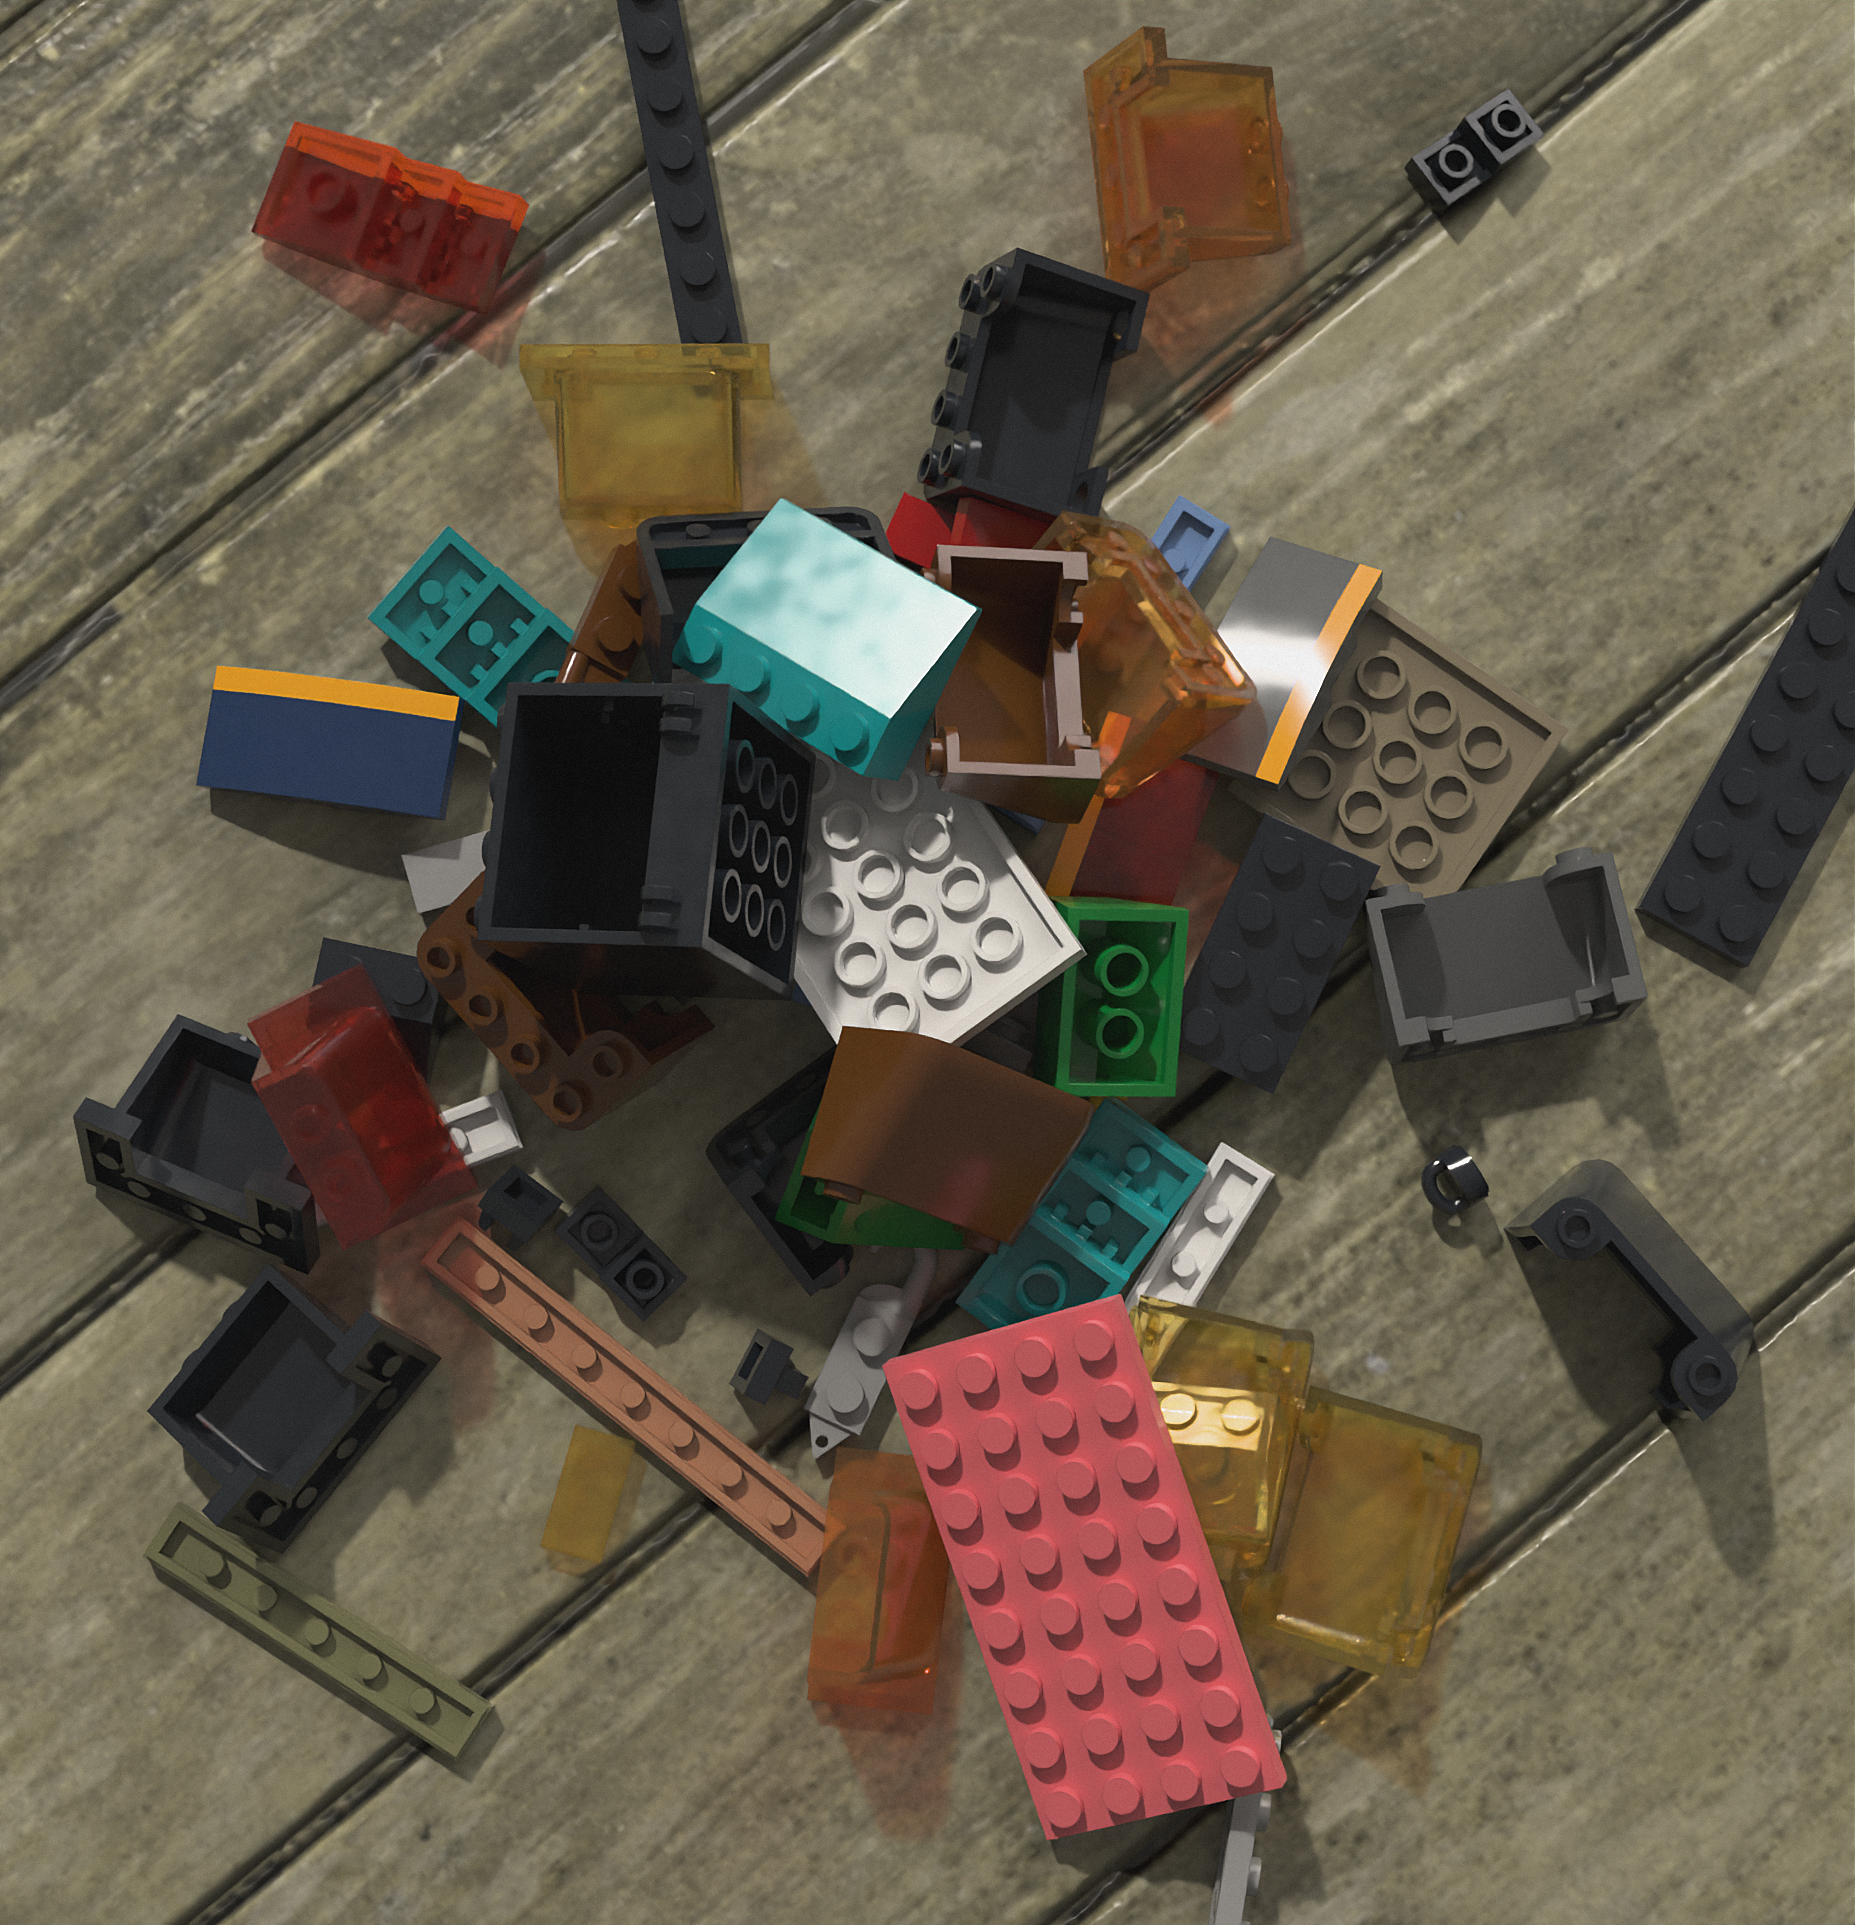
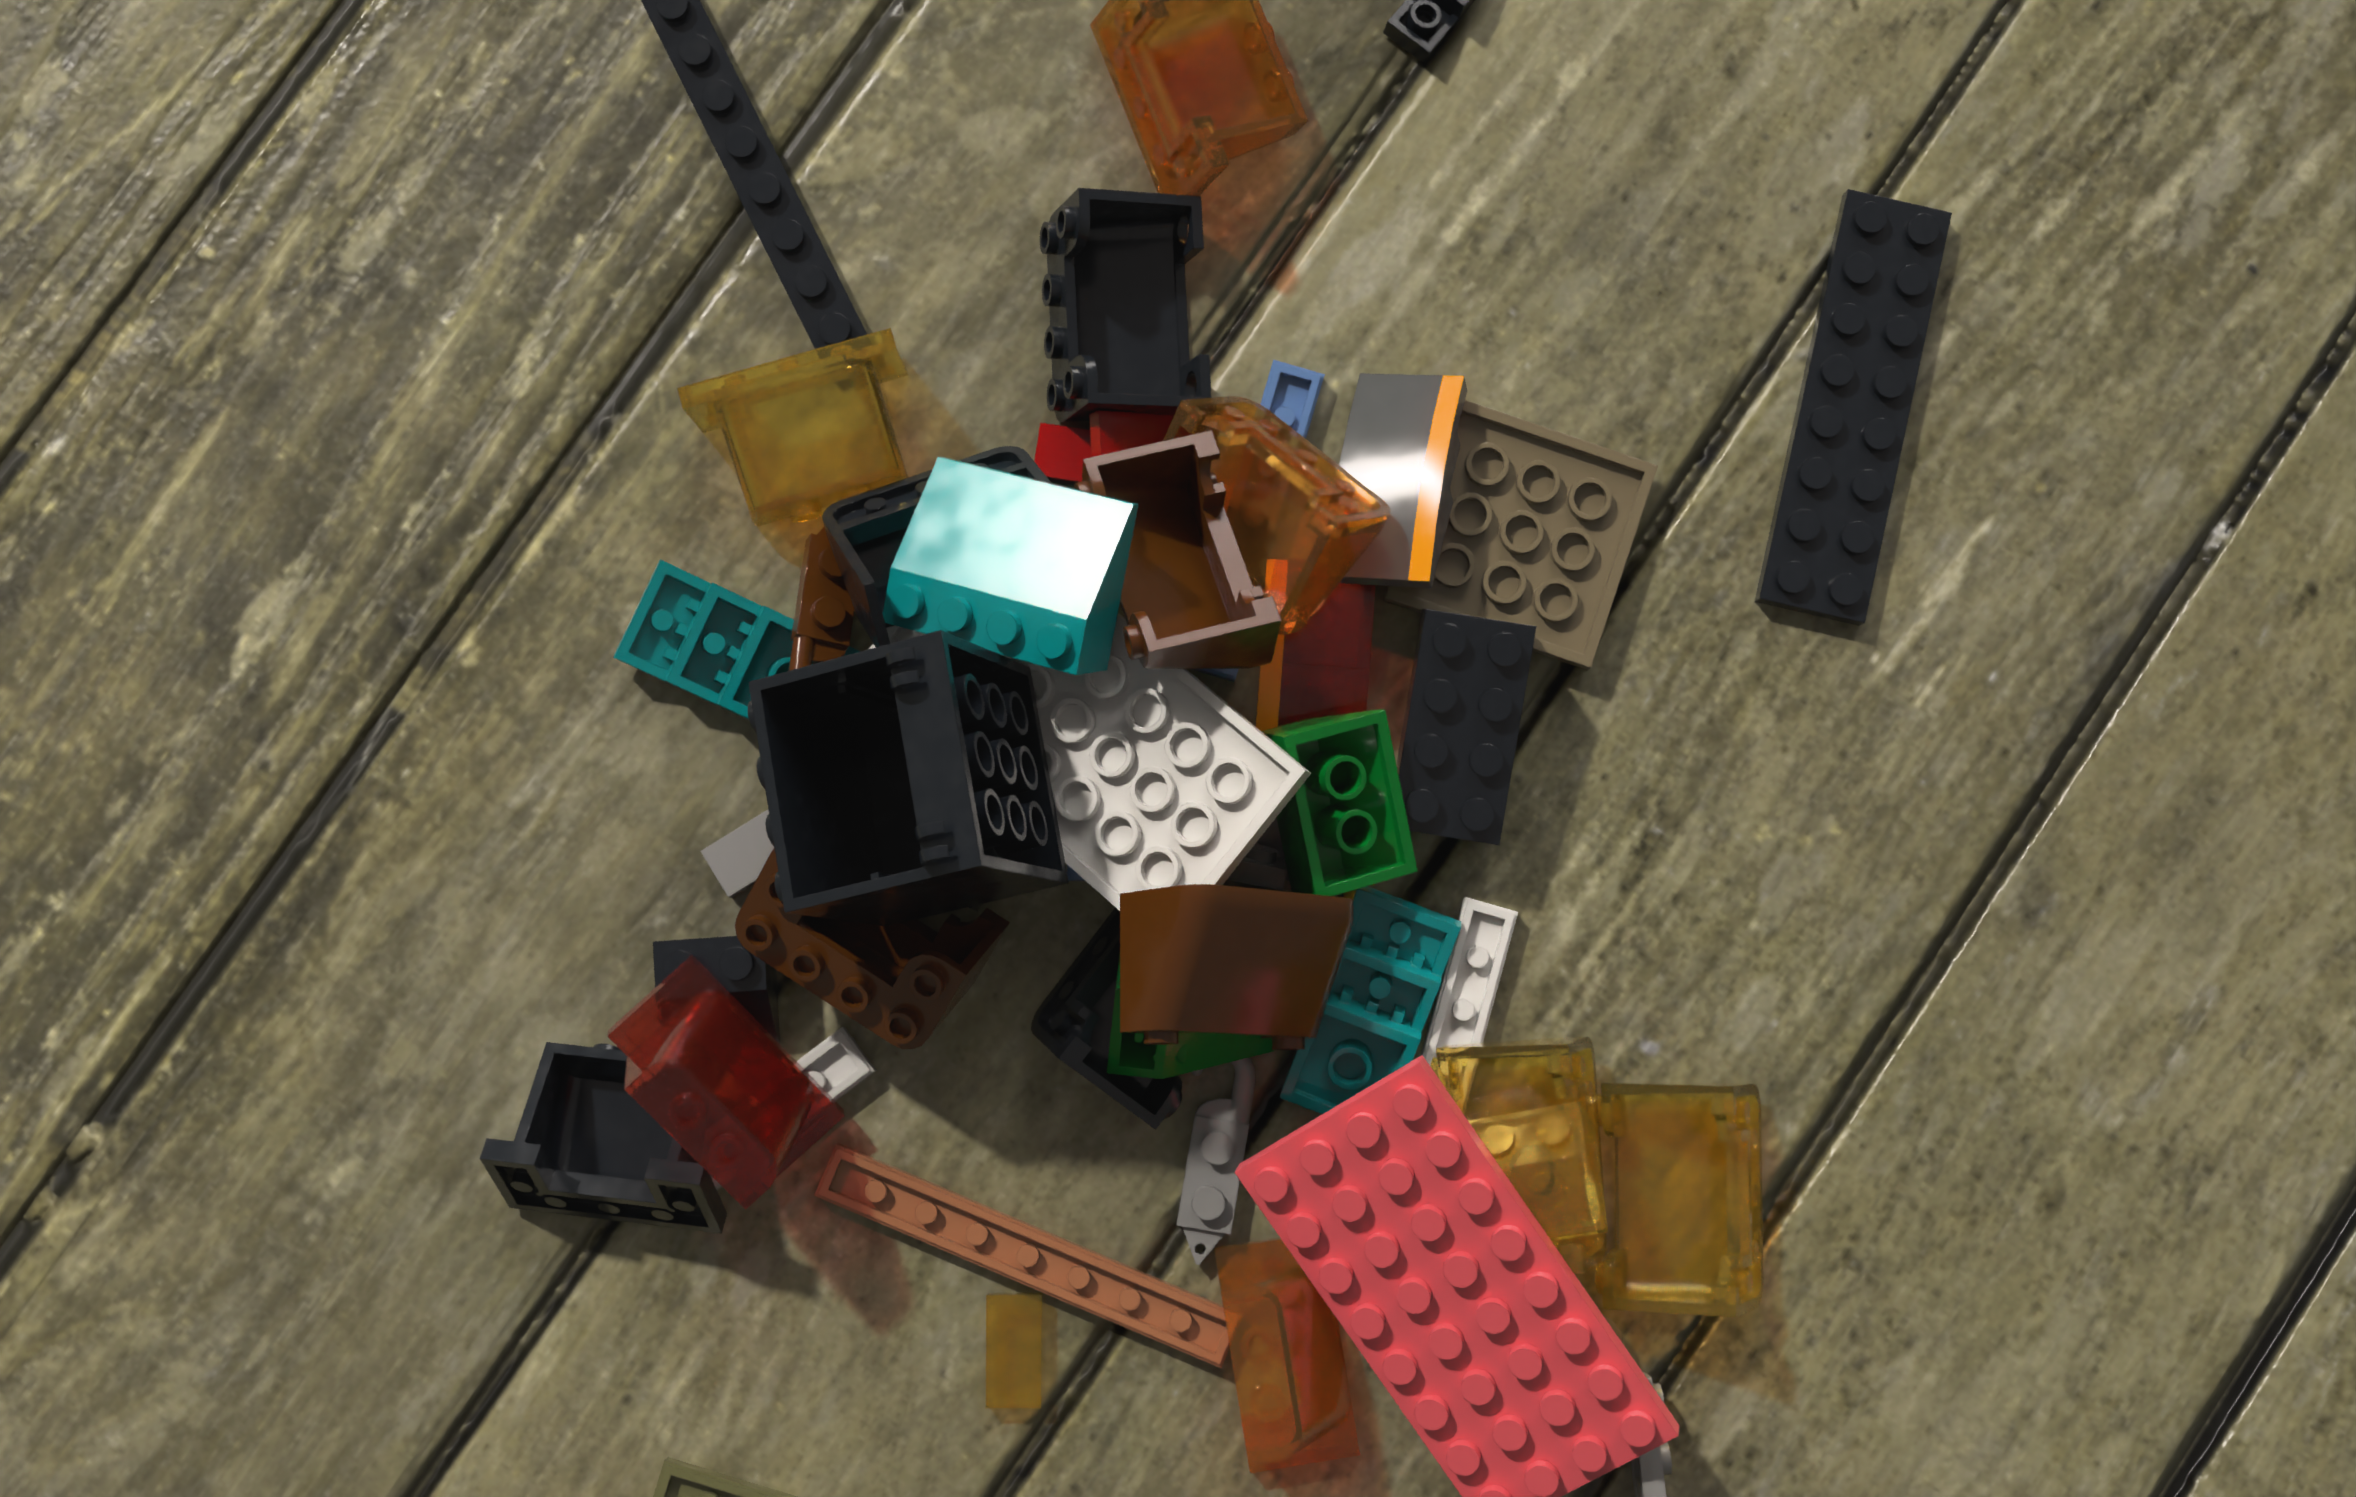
camera: 15 degrees left, 0 degrees up
(286, 1404) = (733, 1350): black windscreen -> none
(331, 742) = (612, 772): dark blue slope -> none
(390, 217) = (537, 311): clear red slope -> none
(518, 1205) = (885, 1122): black tile -> none
(620, 1252) = (982, 1137): black slope -> none
(766, 1368) = (1135, 1201): black tile -> none
(1462, 1177) = (1677, 869): black tile -> none
(1502, 960) = (1660, 675): dark grey windscreen -> none
(1711, 1331) = (1924, 953): black windscreen -> none

